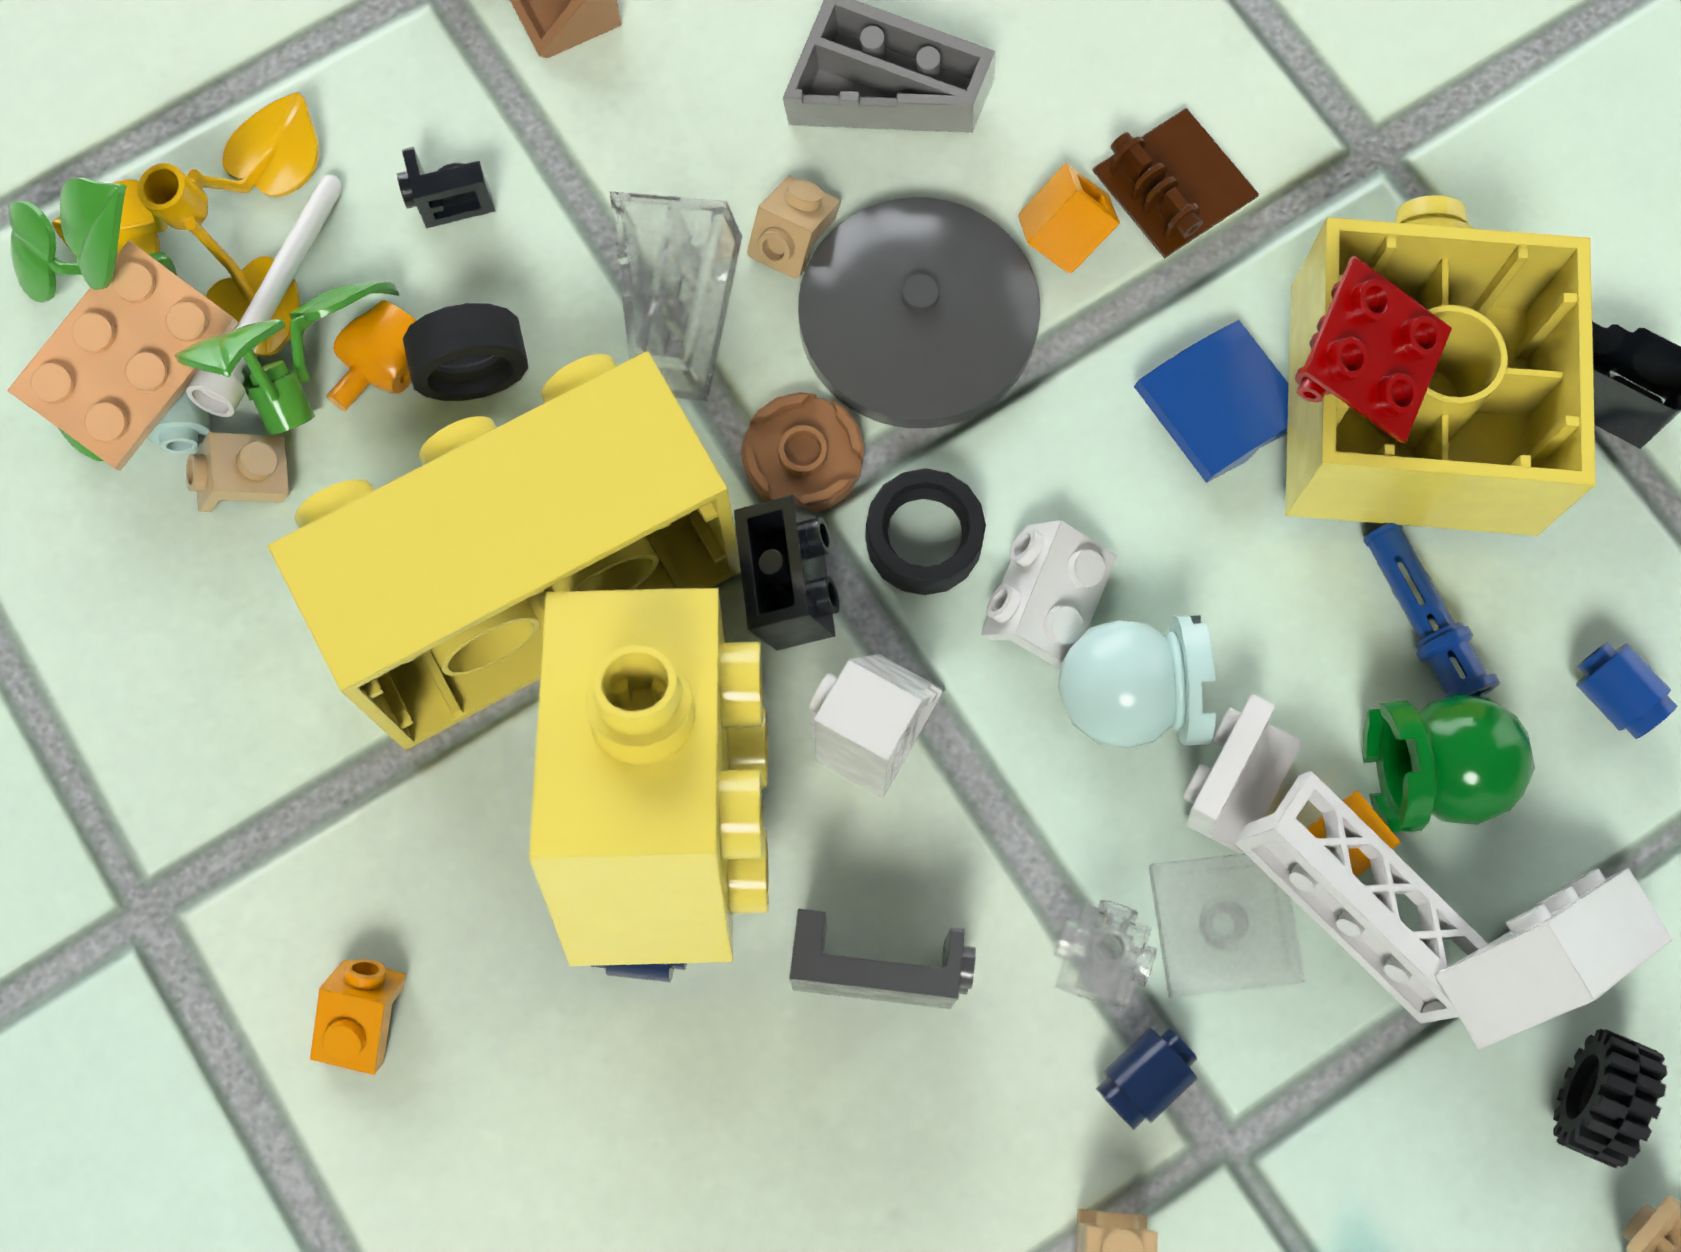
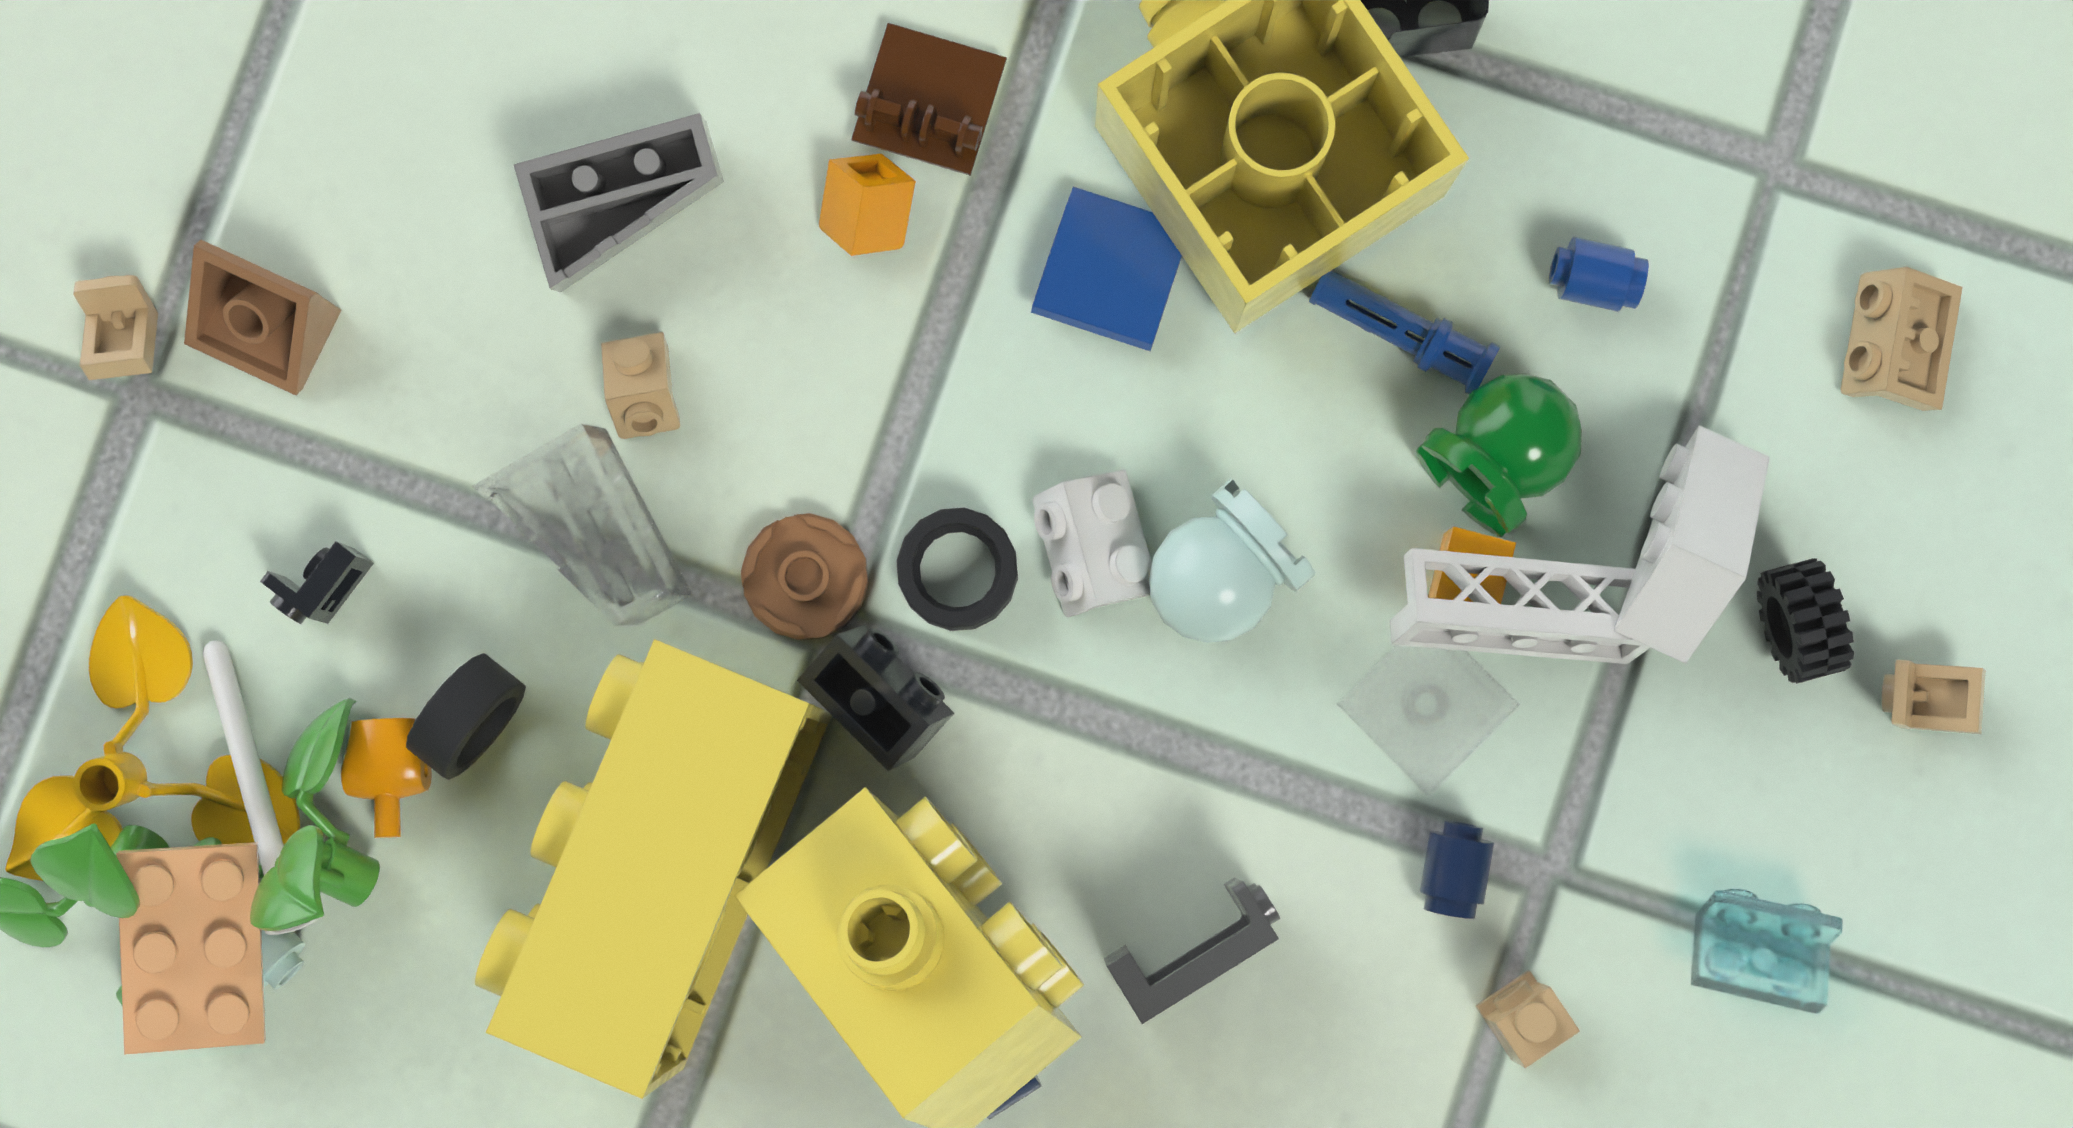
camera: 35 degrees left, 10 degrees up
(238, 469) = (355, 956): tan bracket -> none
(870, 719) = (1041, 755): white wedge -> none
(918, 312) = (803, 379): dark grey dish -> none
(1091, 975) = (1377, 817): clear brick -> none
(1244, 776) = (1359, 578): white bracket -> none
(1374, 350) = (1222, 181): red hinge -> none

